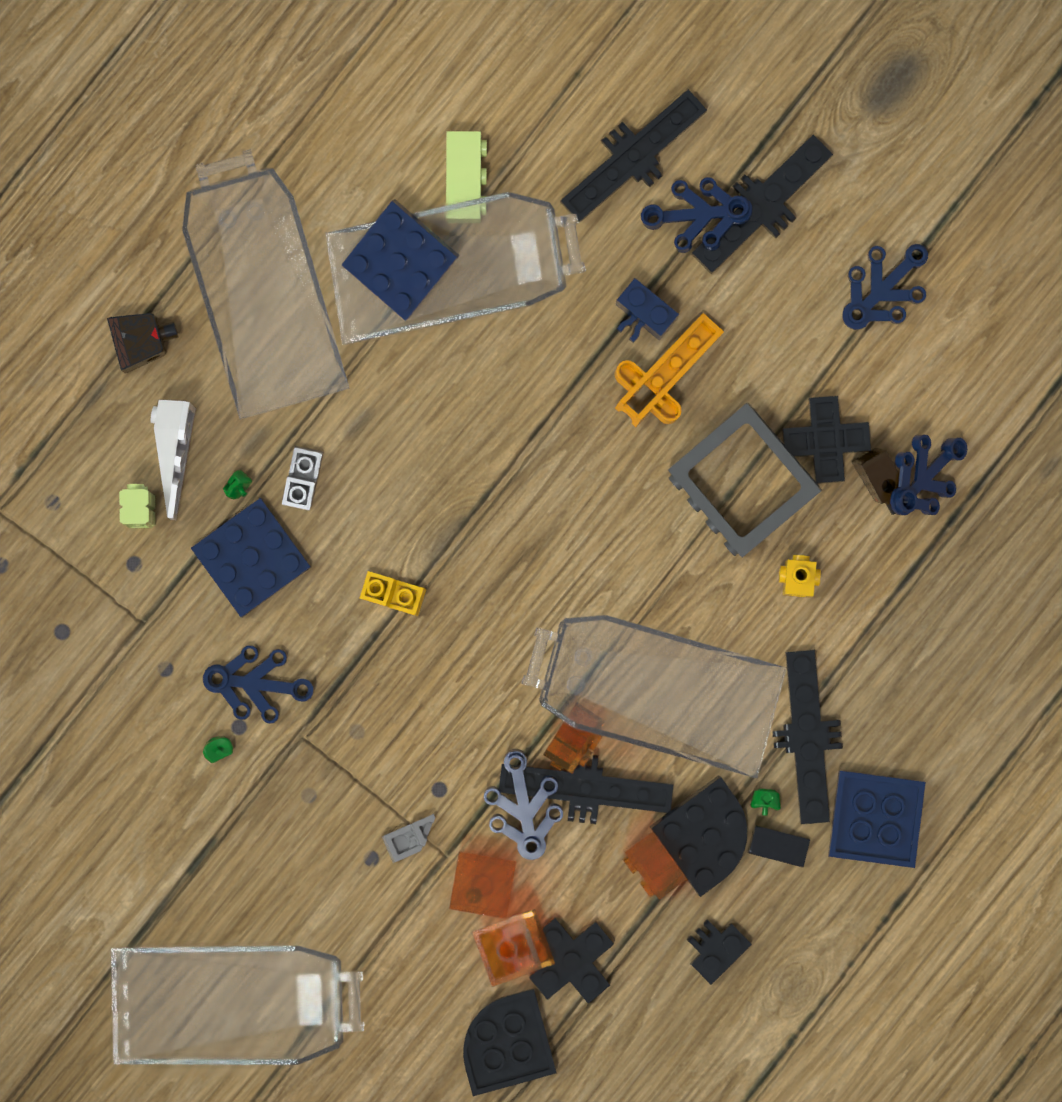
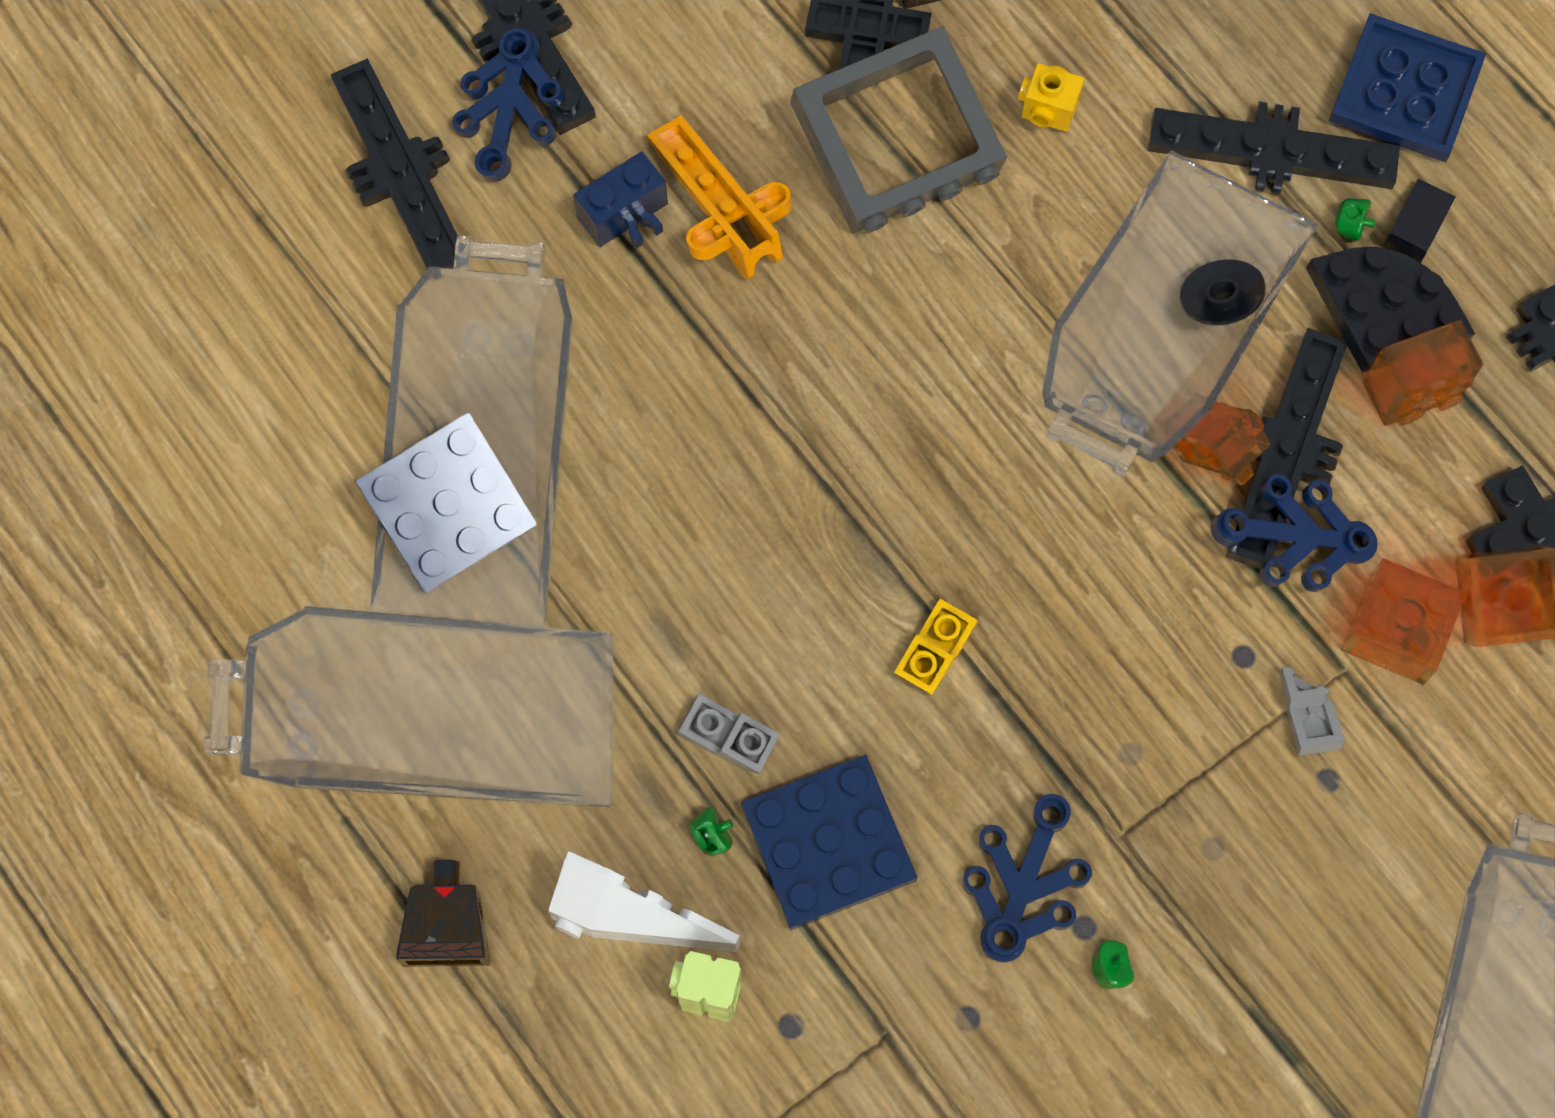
camera: 75 degrees left, 15 degrees down
(463, 166) = (337, 389): yellowish green brick -> none
(689, 715) = (1222, 292): none -> black dish

